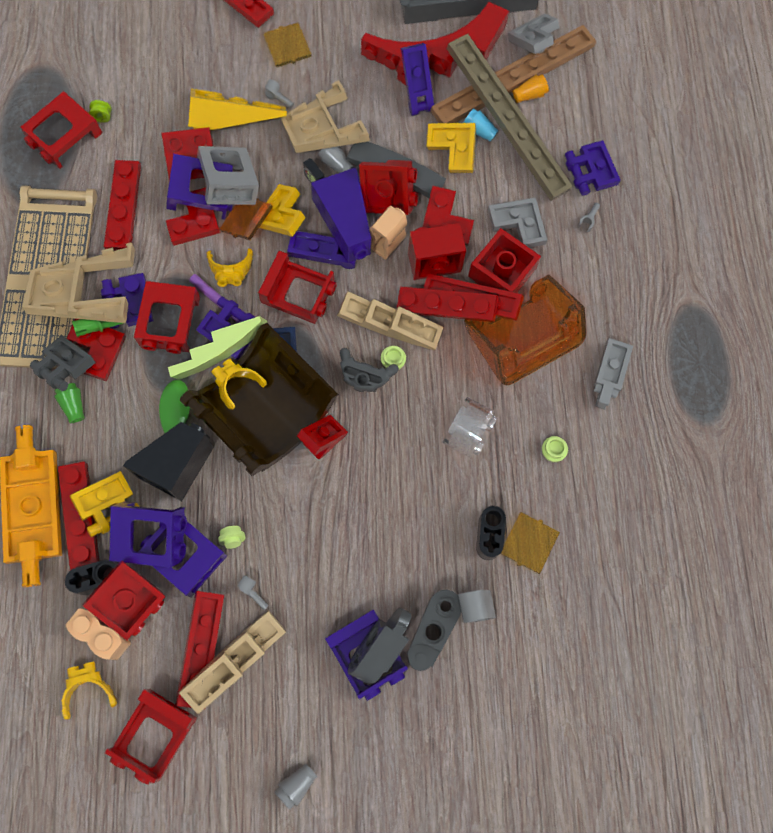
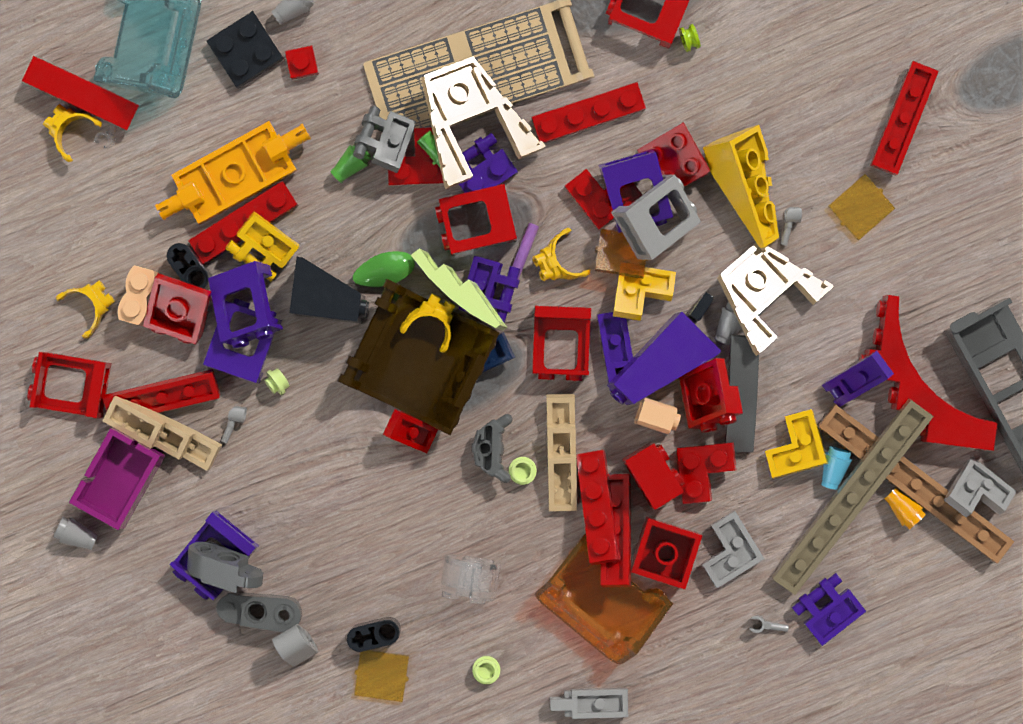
camera: 75 degrees right, 15 degrees up
(258, 719) = (120, 481): none -> magenta piece

